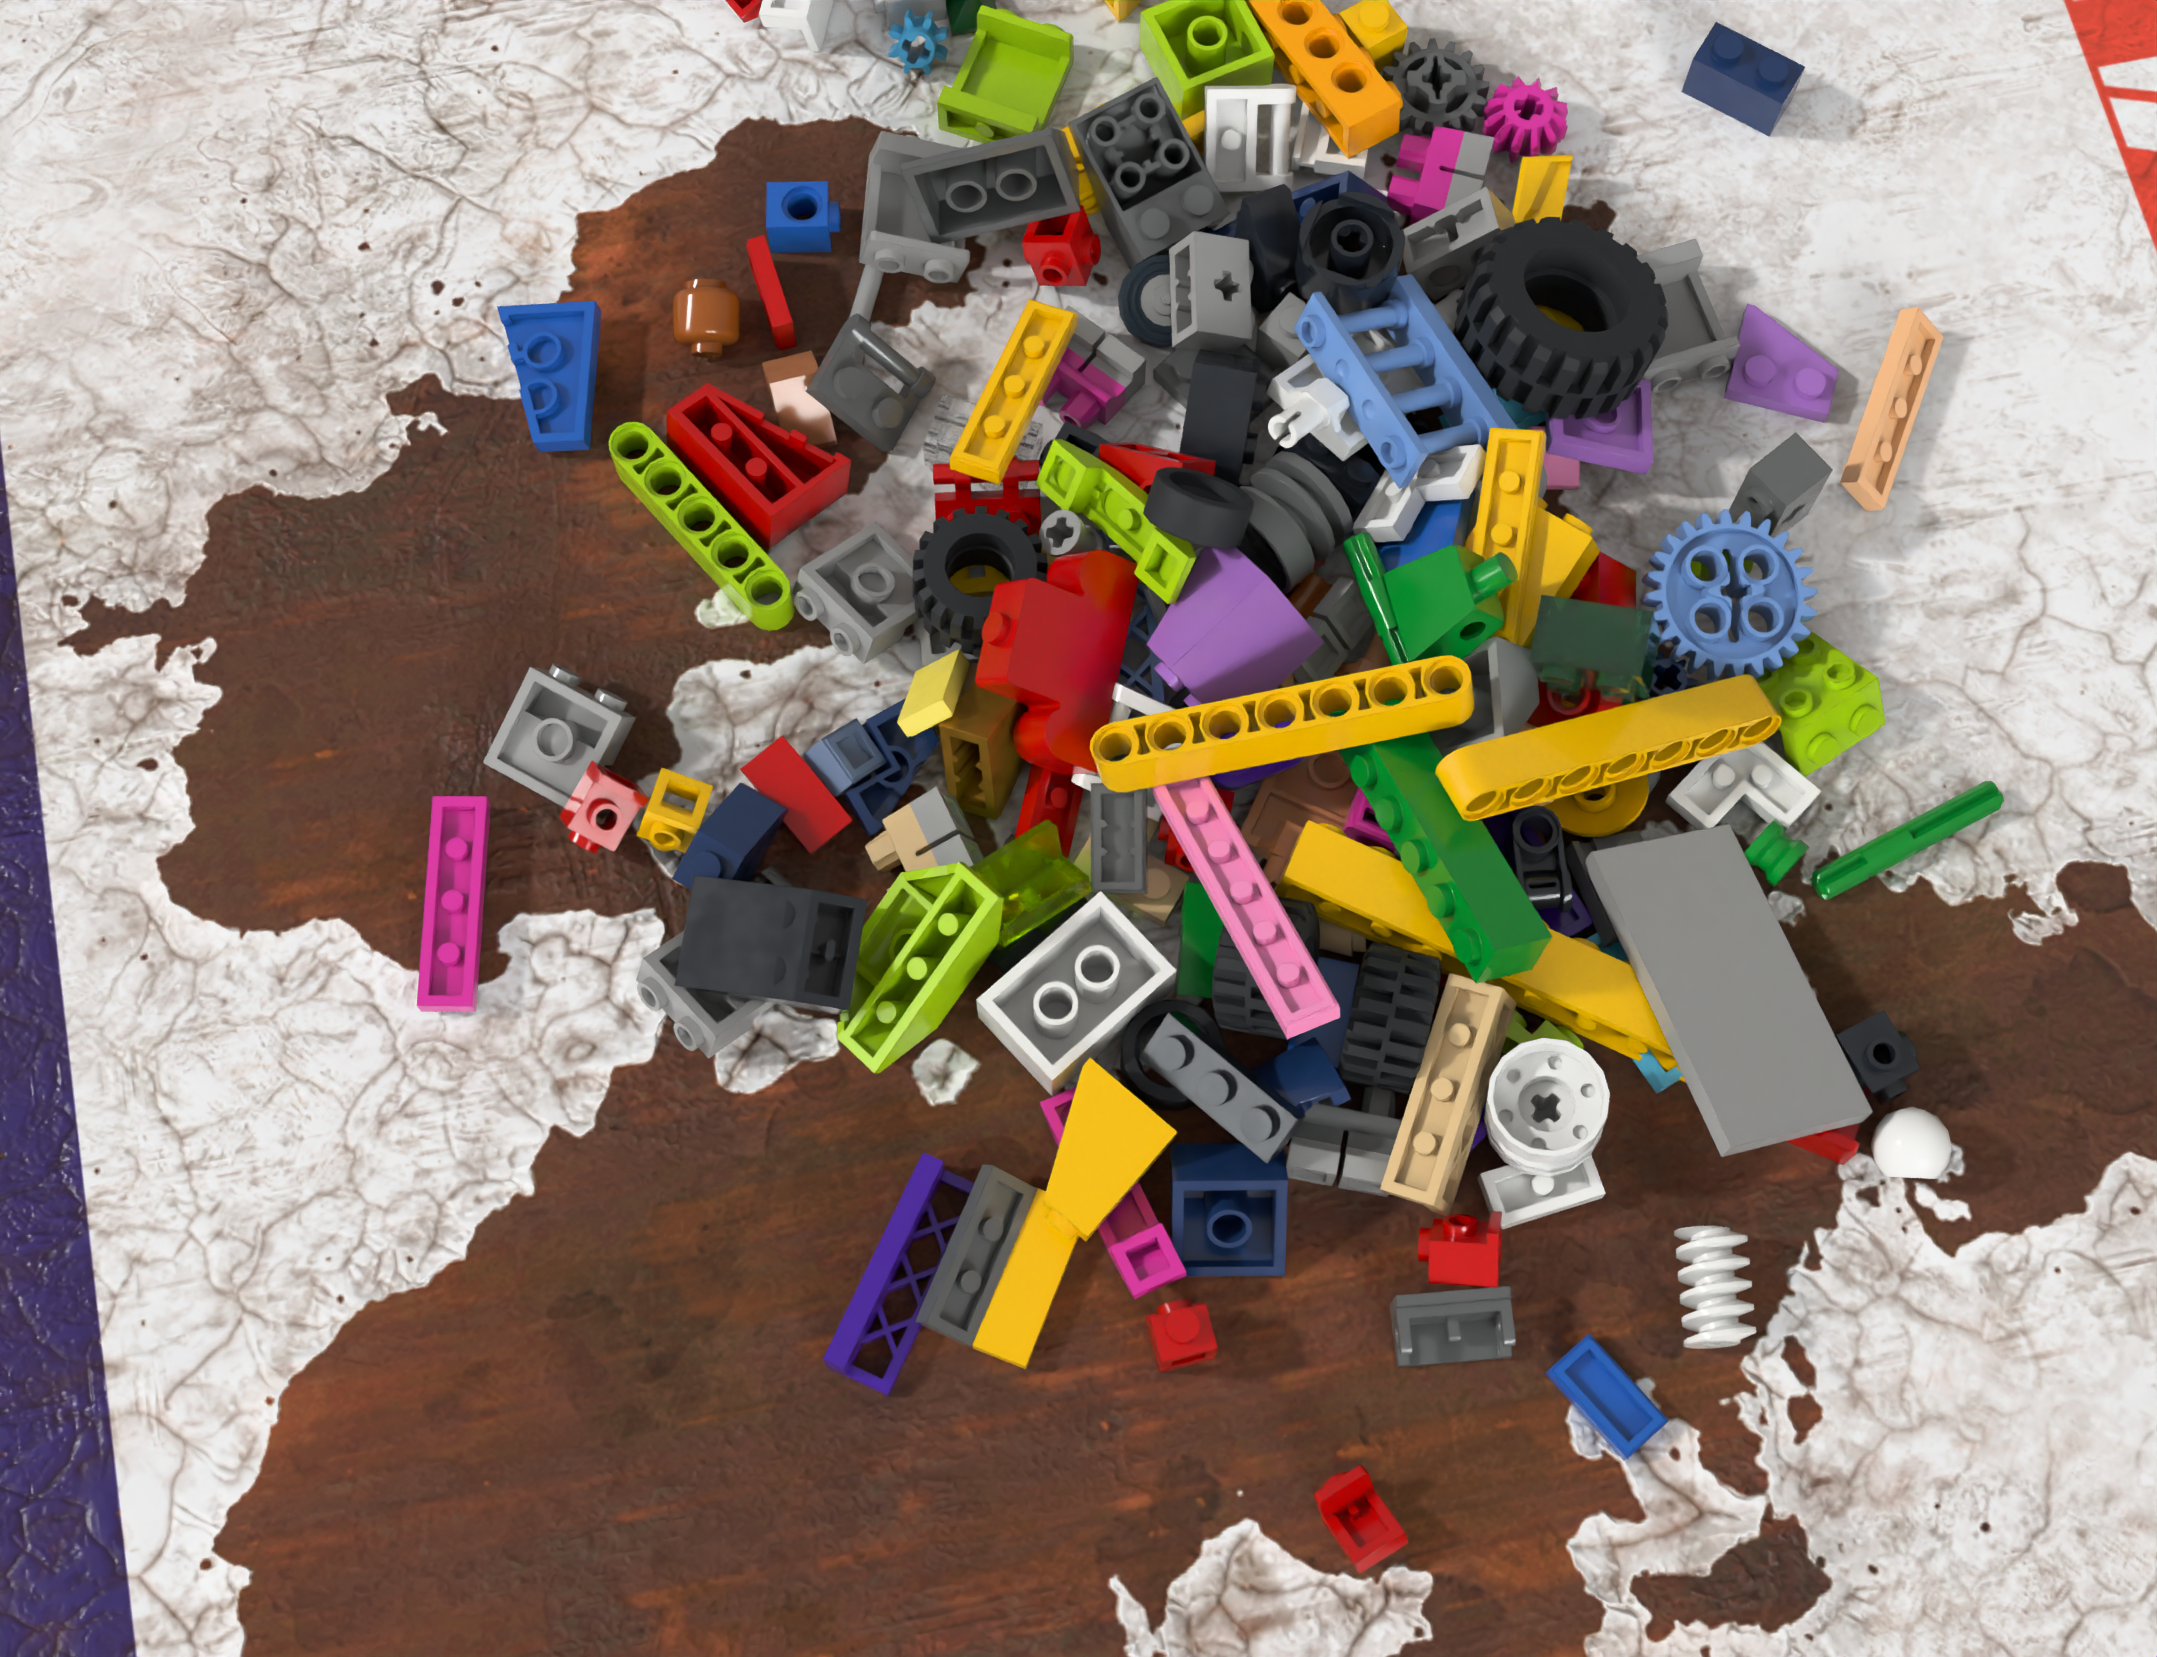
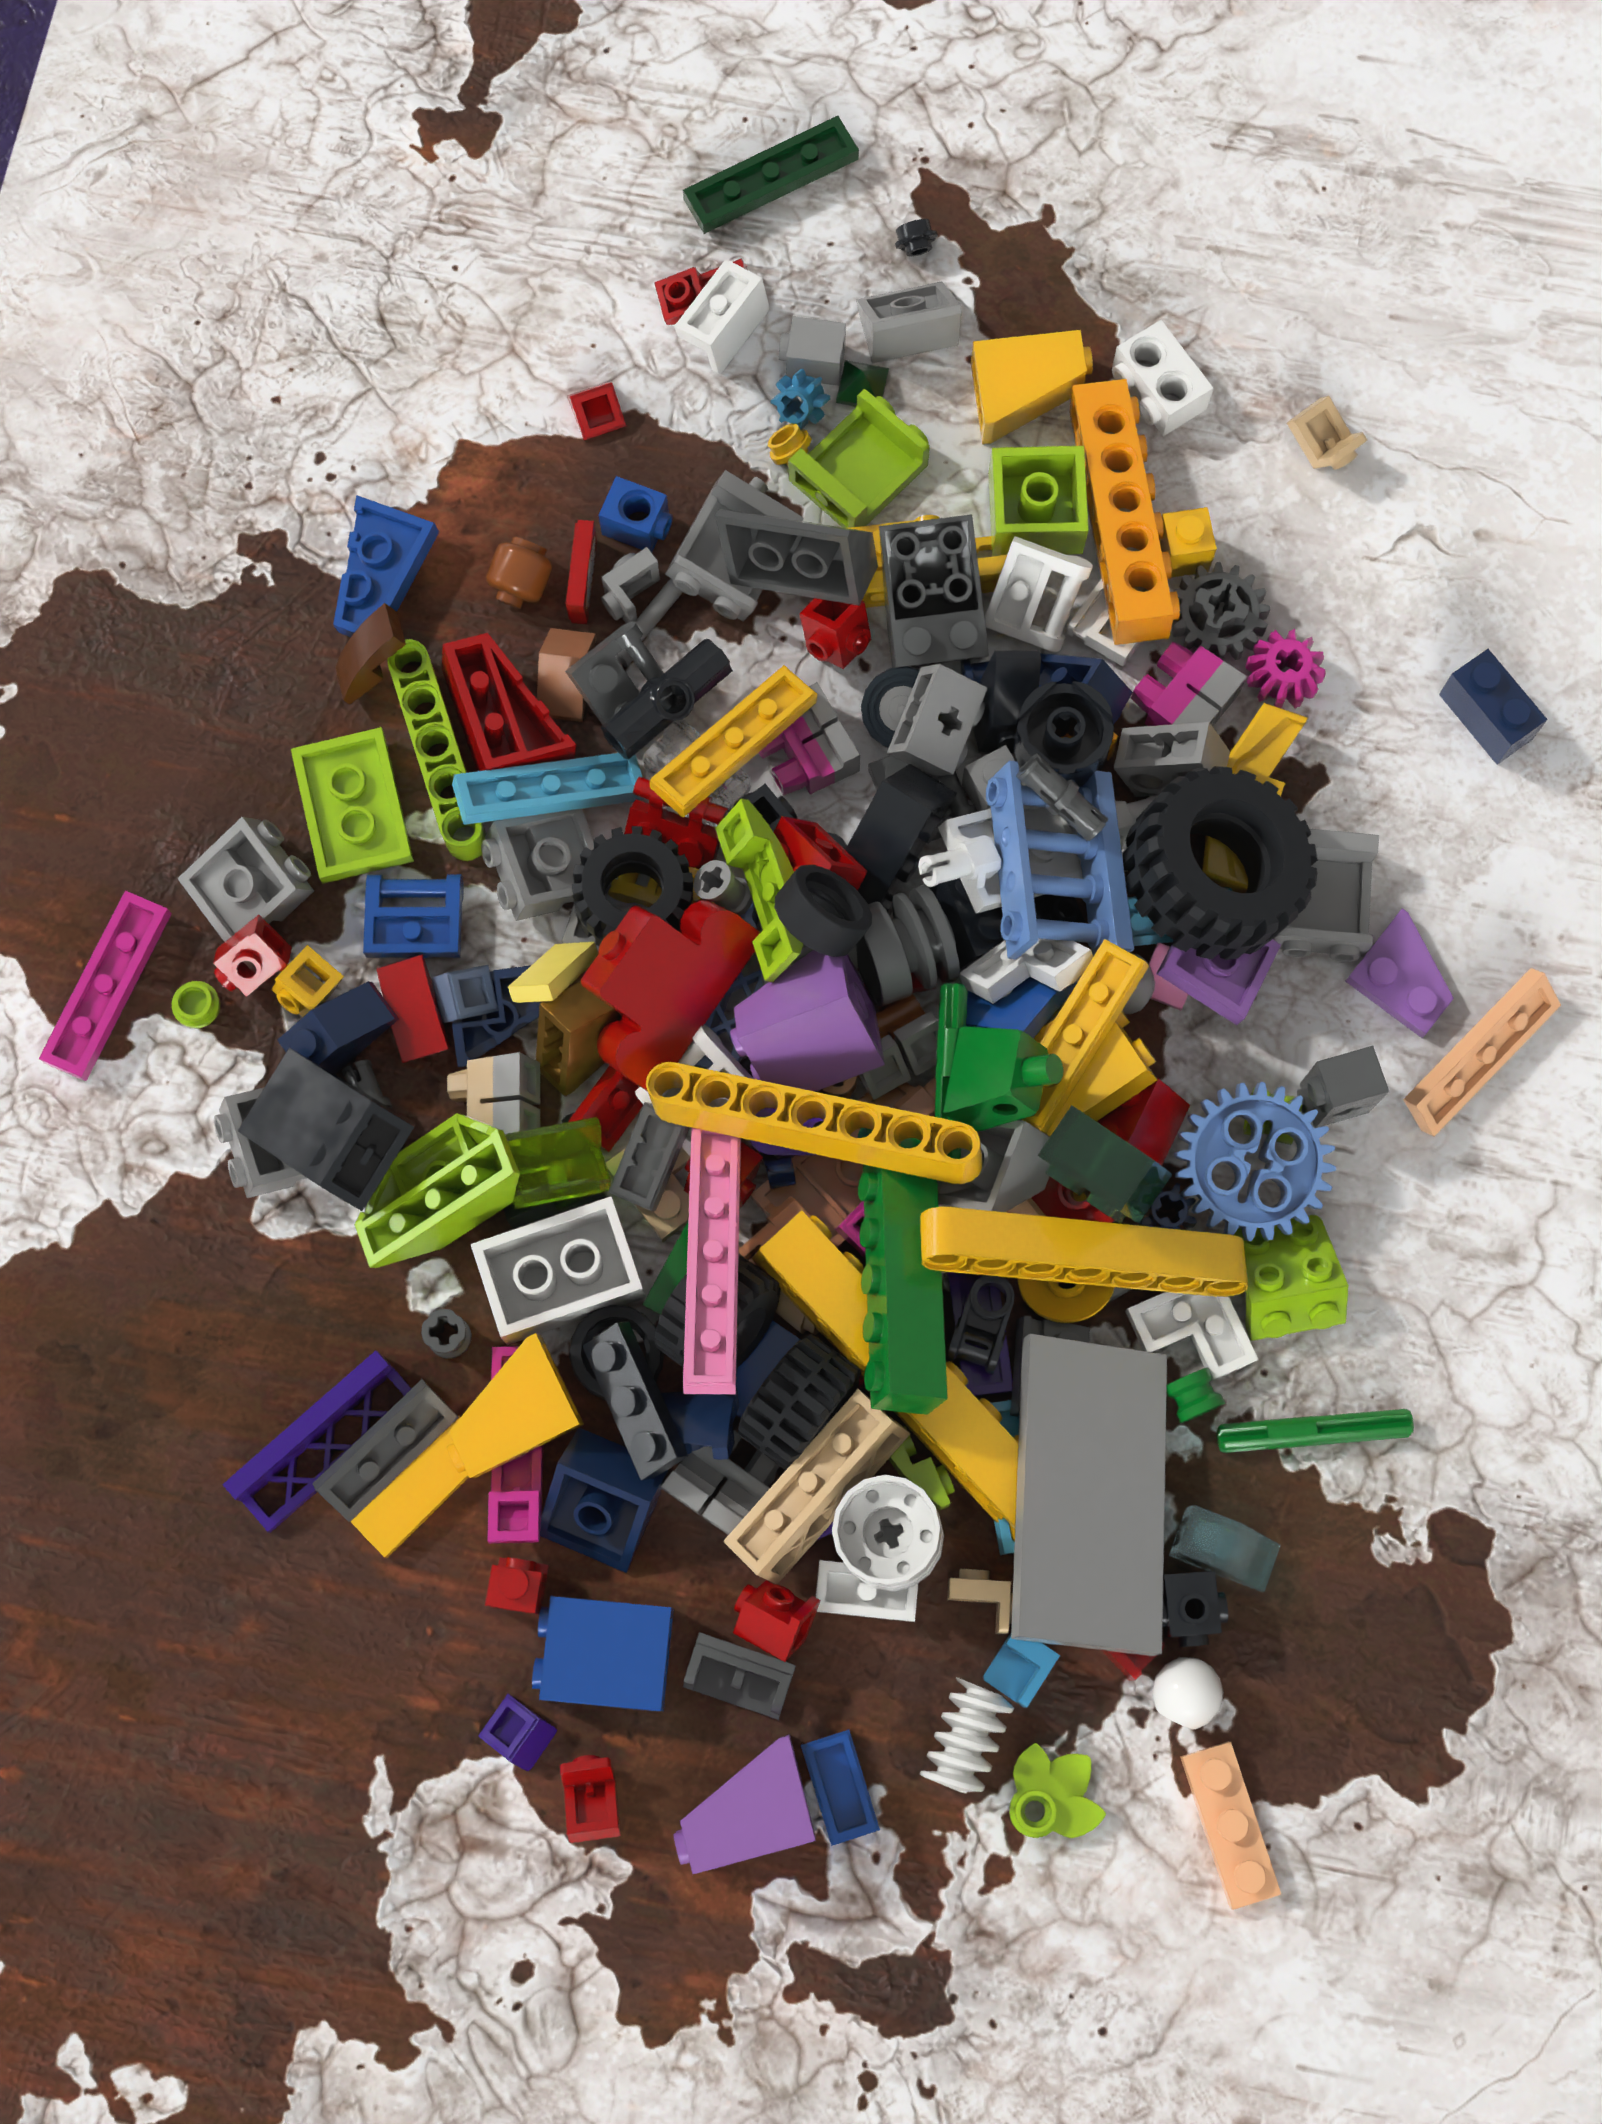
camera: 25 degrees right, 5 degrees up
(560, 884) = (196, 1004): none -> lime plate
(580, 466) = (367, 648): none -> reddish brown slope
(636, 617) = (352, 805): none -> lime plate
(710, 131) = (597, 410): none -> red slope
(758, 716) = (413, 930): none -> blue plate
(821, 284) = (628, 579): none -> light grey bracket
(839, 515) = (546, 787): none -> medium azure plate
(909, 400) = (644, 715): none -> black piece
(924, 90) = (787, 442): none -> yellow plate
(993, 1094) = (435, 1325): none -> dark grey bush
(1248, 1487) = (517, 1733): none -> dark purple slope
(1256, 801) = (779, 1171): none -> dark blue hand
(1304, 1364) = (604, 1653): none -> blue brick
(1381, 309) = (1062, 797): none -> dark grey pin
(1536, 1452) = (750, 1814): none -> medium lavender slope
(1651, 1134) = (976, 1587): none -> tan bracket
(1733, 1193) = (1020, 1669): none -> dark azure panel
(1828, 1303) = (1059, 1789): none -> lime plate
(1867, 983) = (1225, 1547): none -> clear light blue slope
(2013, 1263) = (1230, 1825): none -> light nougat plate

